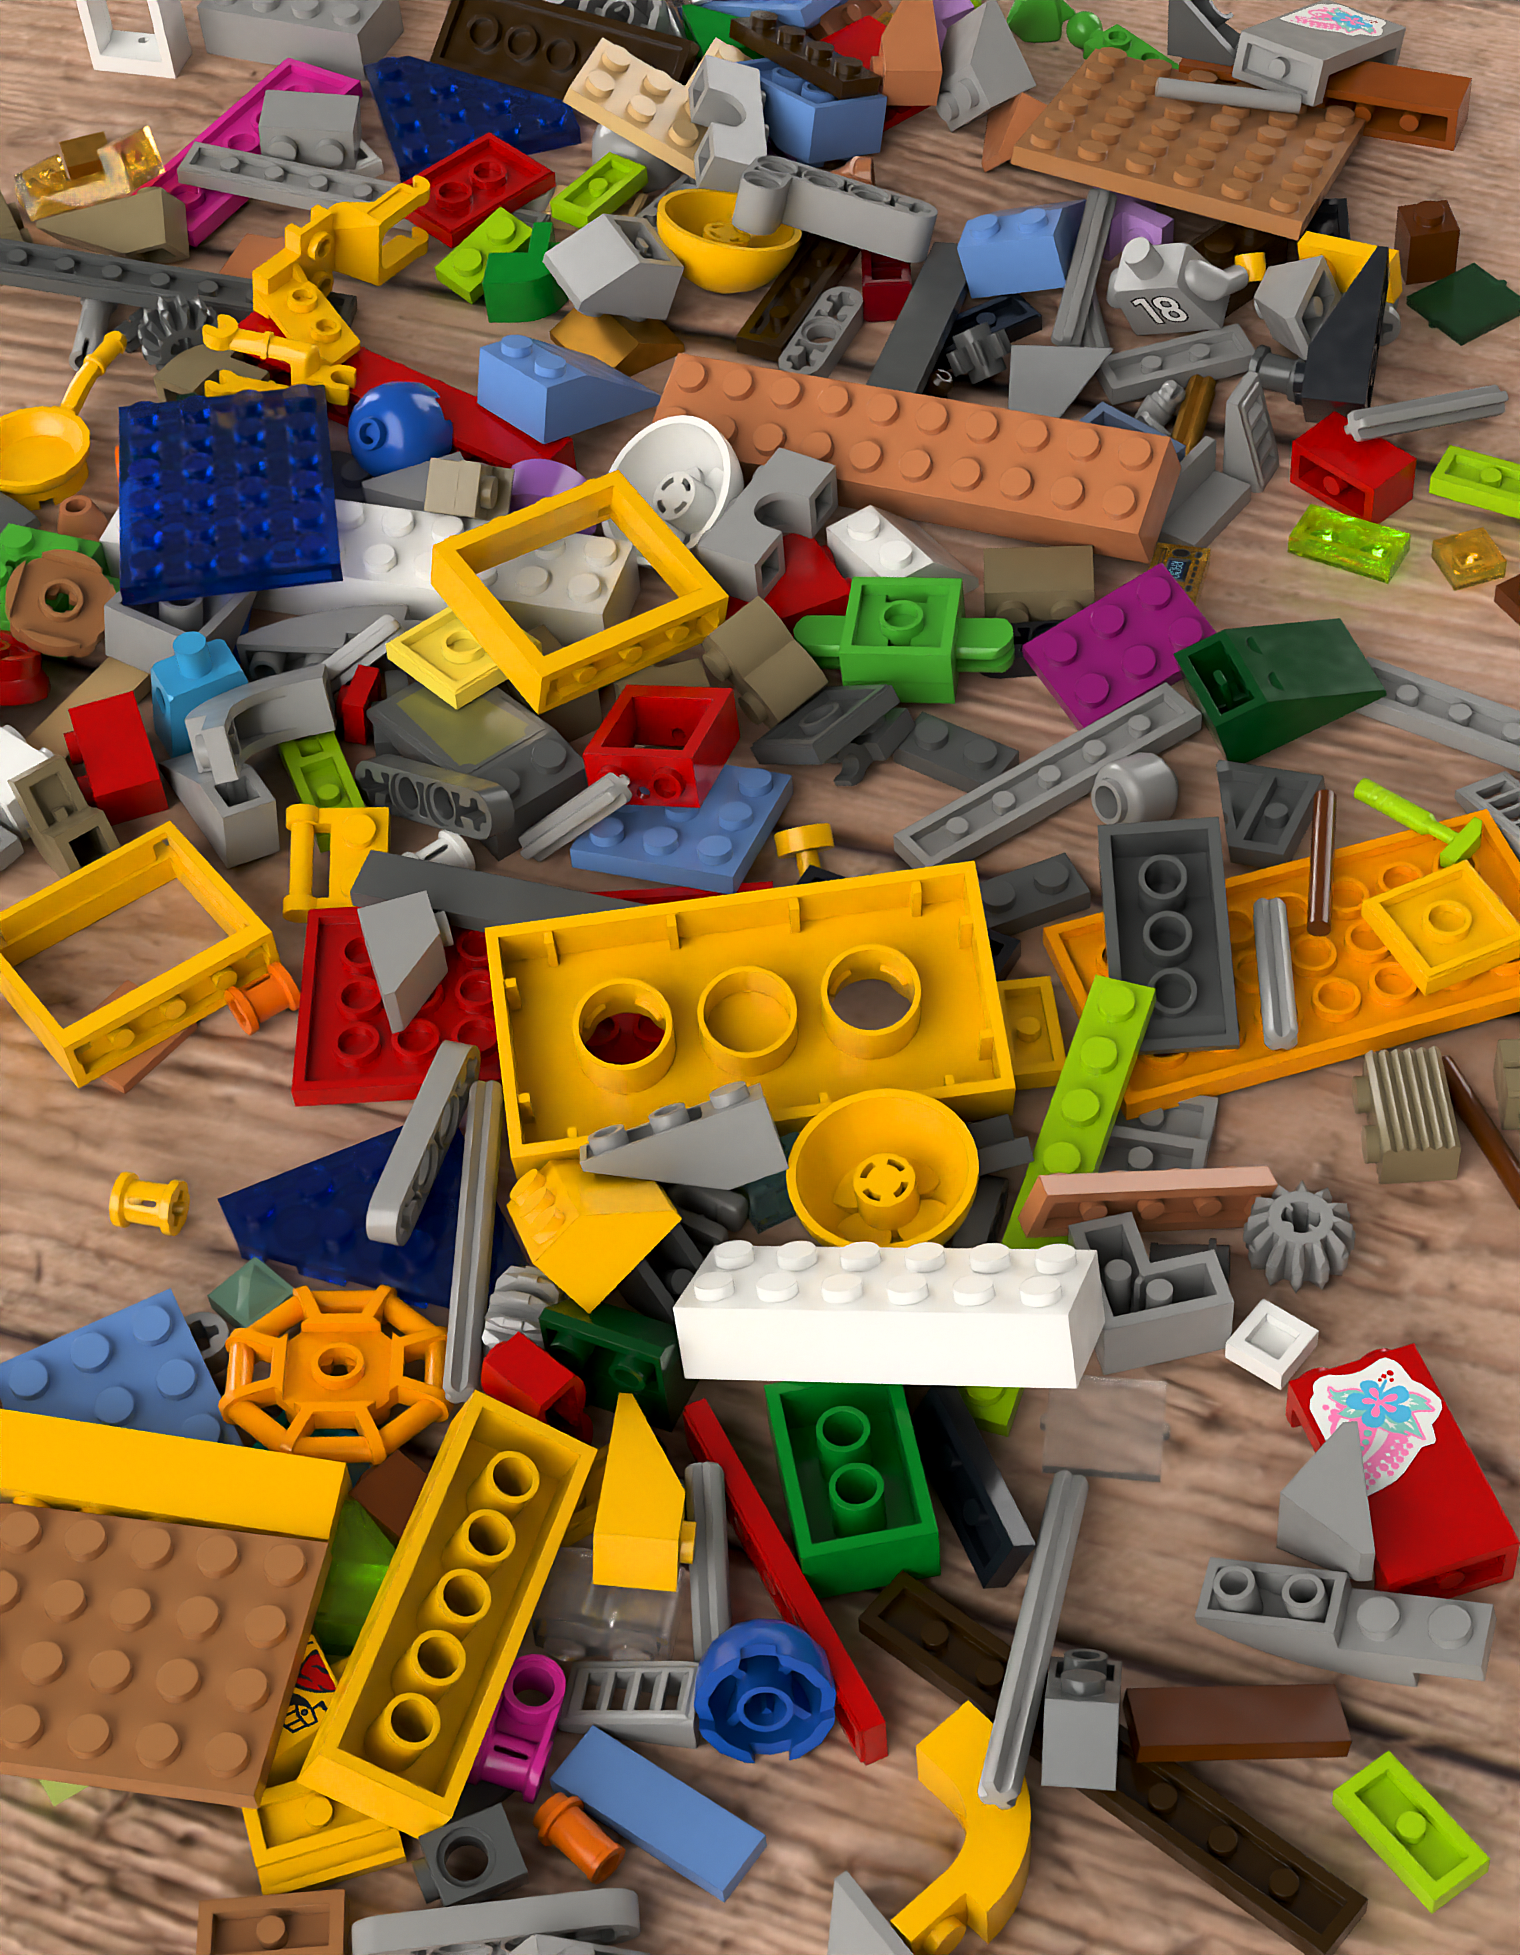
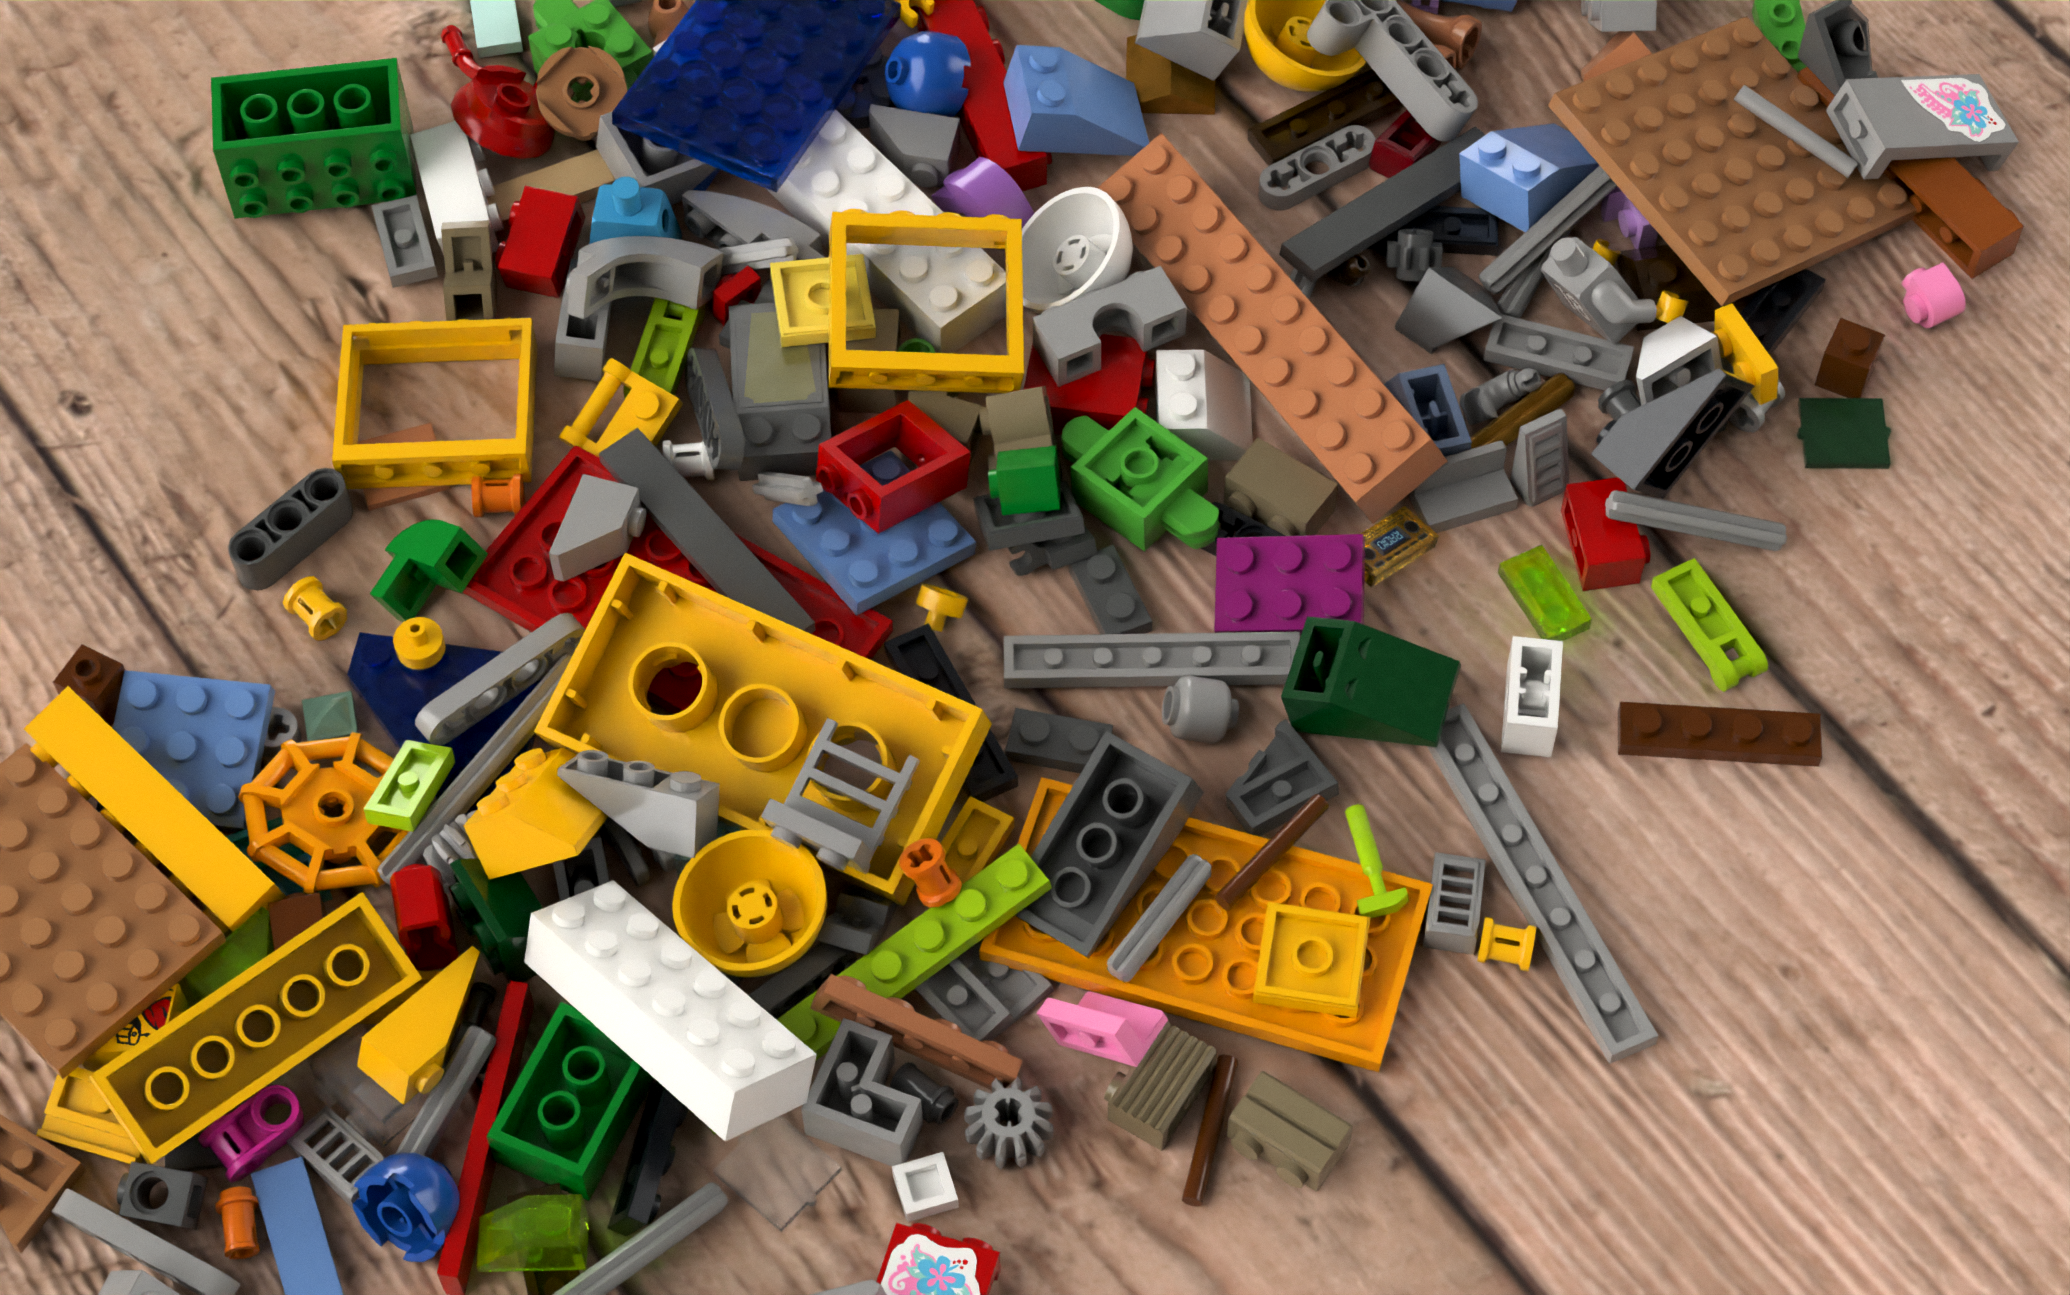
camera: 30 degrees right, 10 degrees up
(59, 1147) = (284, 549): none -> dark grey beam
(240, 1082) = (422, 558): none -> green brick
(300, 1164) = (419, 643): none -> yellow tile
(410, 1293) = (409, 785): none -> lime plate
(468, 489) = (921, 165): brick -> none
(806, 687) = (1026, 480): none -> green brick
(905, 1062) = (835, 836): none -> light grey plate
(933, 1625) = (535, 1235): none -> clear neon green slope
(1033, 1035) = (927, 867): none -> orange bush
(1312, 1097) = (1104, 1026): none -> bright pink panel
(1411, 608) = (1532, 696): none -> white brick
(1443, 167) = (1932, 295): none -> bright pink plate
(1468, 558) = (1621, 665): clear yellow plate -> none

